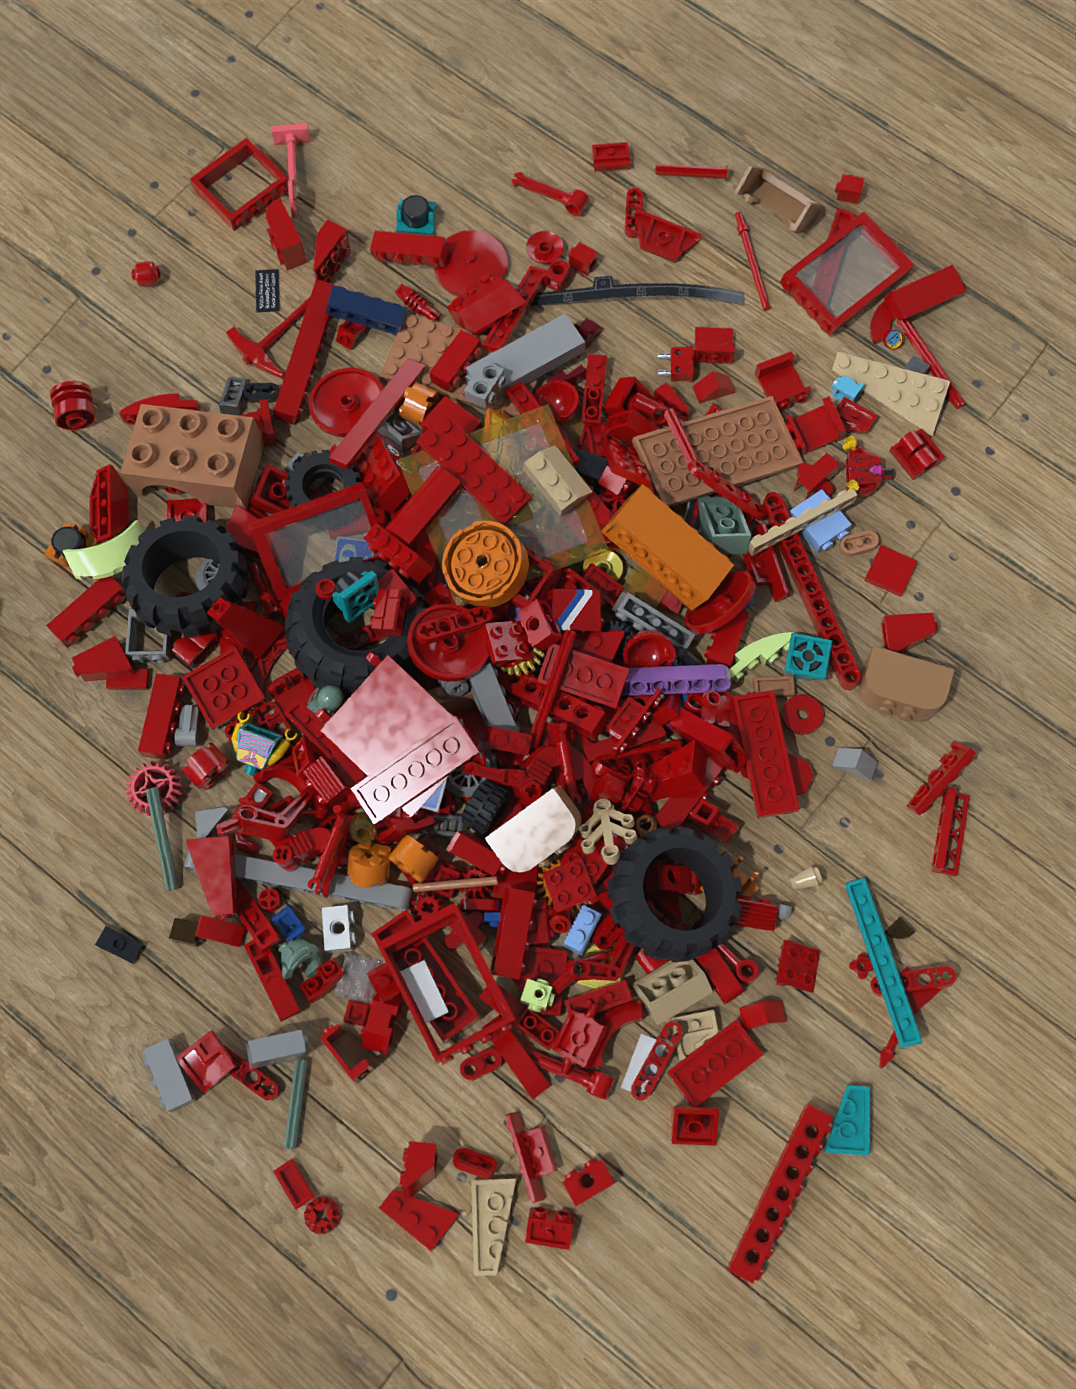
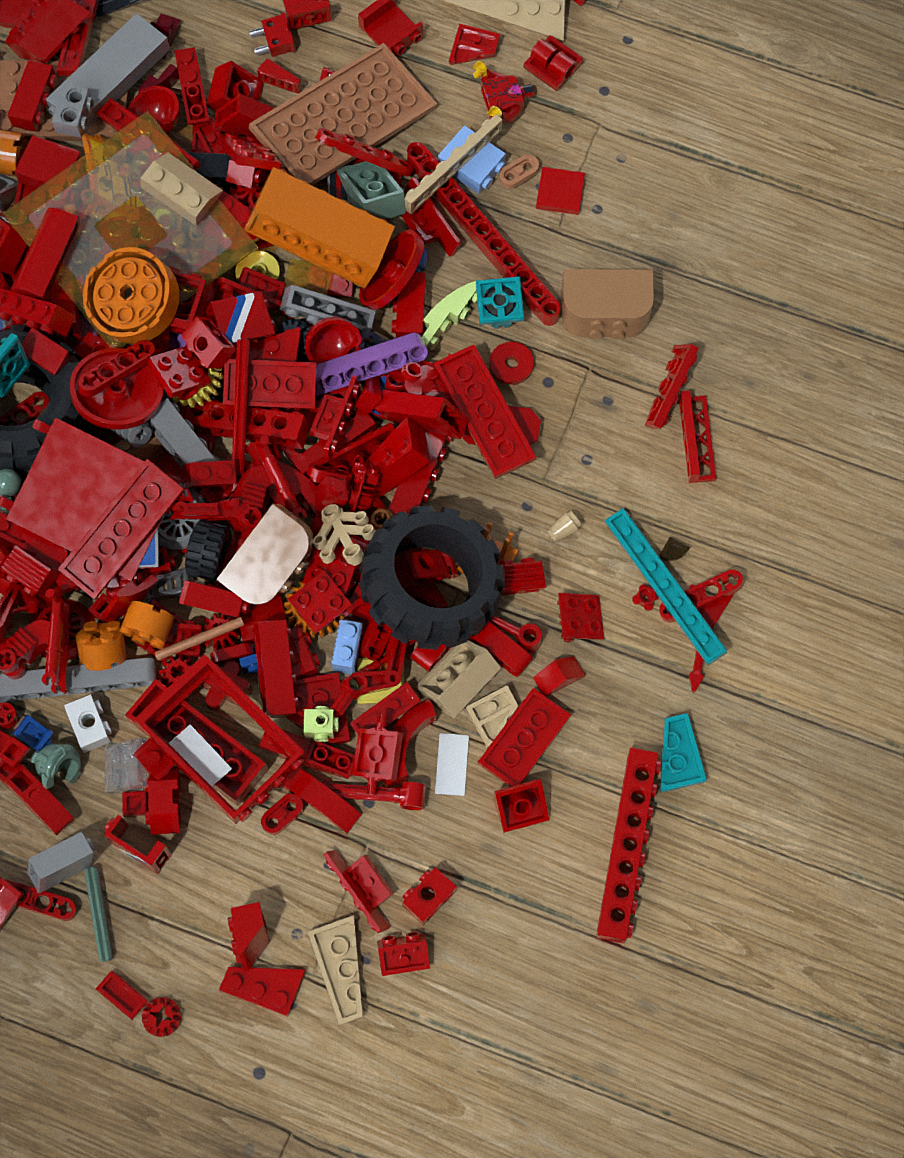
camera: 20 degrees left, 0 degrees up
(325, 979) = (91, 776): red slope -> none
(362, 828) = (83, 608): clear yellow head -> none
(388, 612) = (42, 373): red brick -> none
(474, 468) = (93, 201): red plate -> none
(474, 1163) = (305, 914): red plate -> none
(562, 920) = (322, 642): red brick -> none
(648, 407) = (256, 88): red piece -> none
(659, 1062) = (459, 752): red beam -> none
(680, 436) = (299, 109): red axle -> none
(711, 822) = (444, 493): red brick -> none
(713, 386) = (318, 51): red slope -> none
(782, 685) = (482, 339): nougat tile -> none
(783, 911) = (550, 566): light grey hinge -> none
(816, 427) = (440, 63): red panel -> none
(817, 476) = (455, 113): red piece -> none
(846, 388) = (460, 13): medium azure brick -> none
(855, 763) = (580, 396): light grey slope -> none
(907, 630) = (595, 246): red slope -> none

